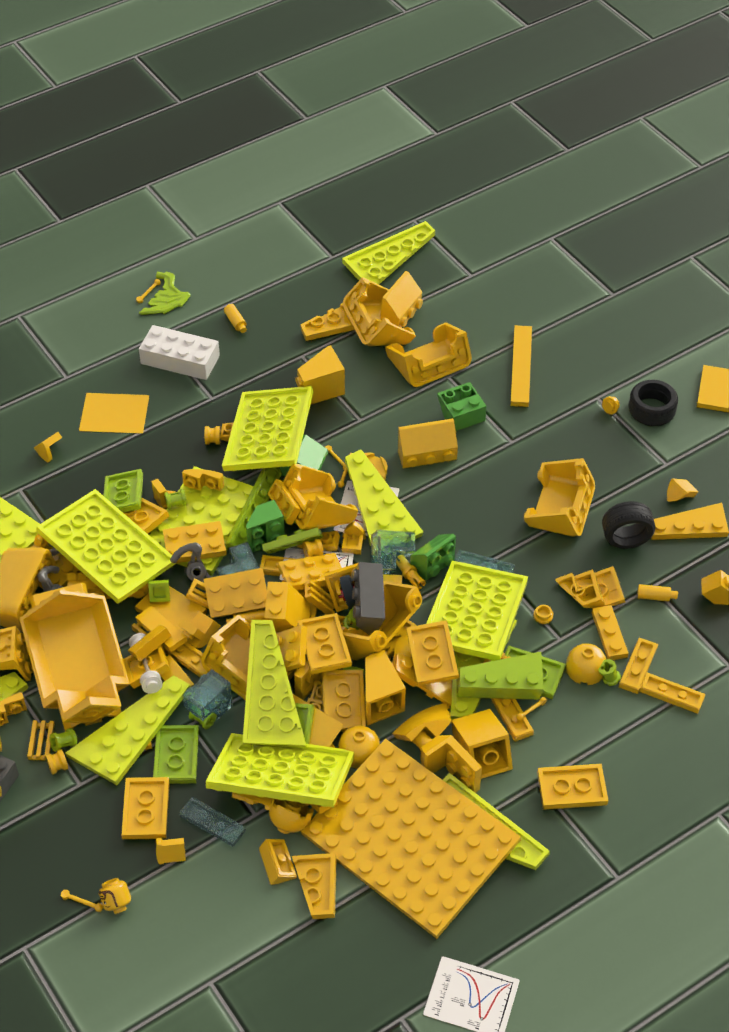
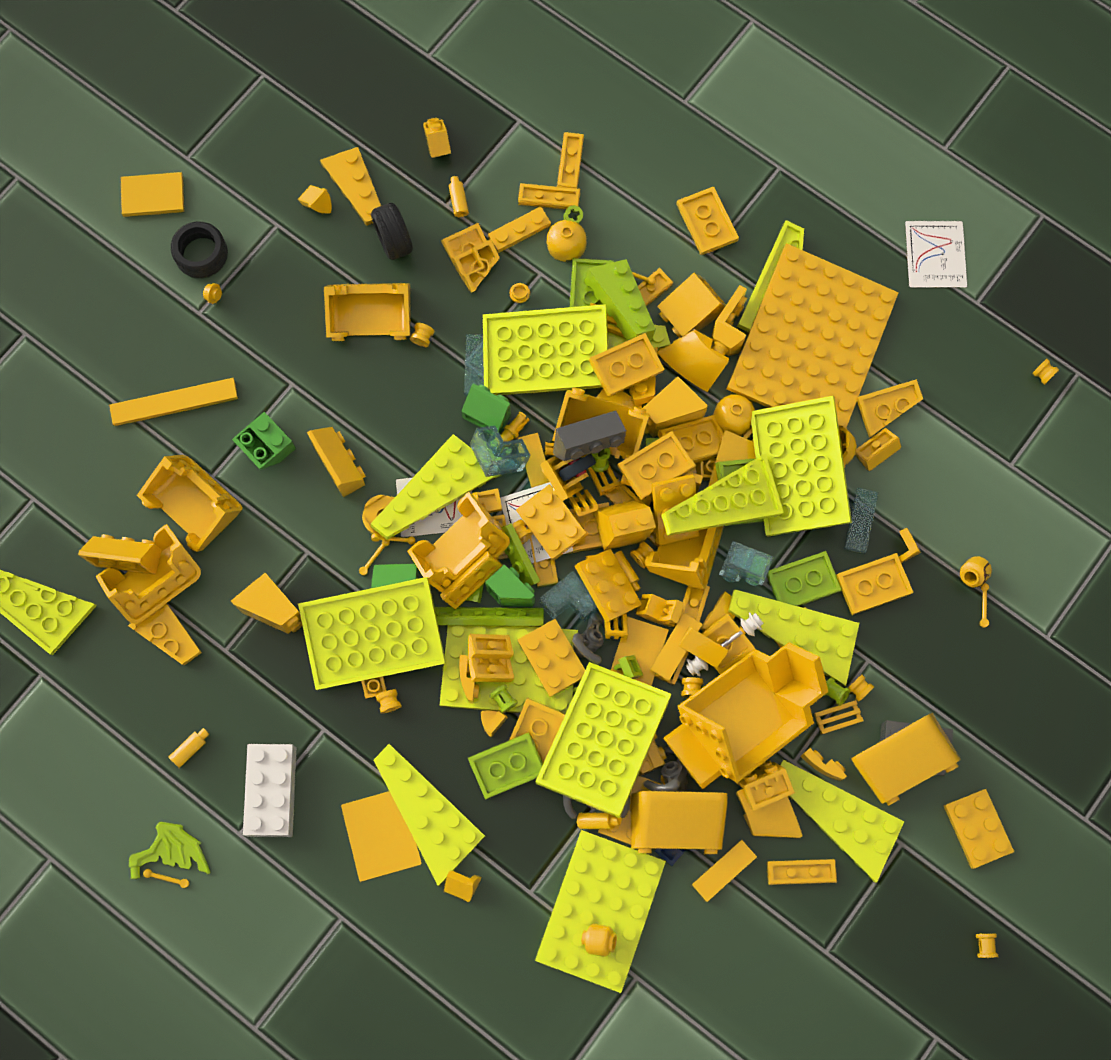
camera: 110 degrees left, 25 degrees up
(102, 444) = (435, 824): none -> neon yellow wing
(123, 634) = (691, 686): none -> yellow wheel
(212, 496) = (490, 658): none -> yellow slope
(524, 531) = (422, 334): none -> yellow wheel

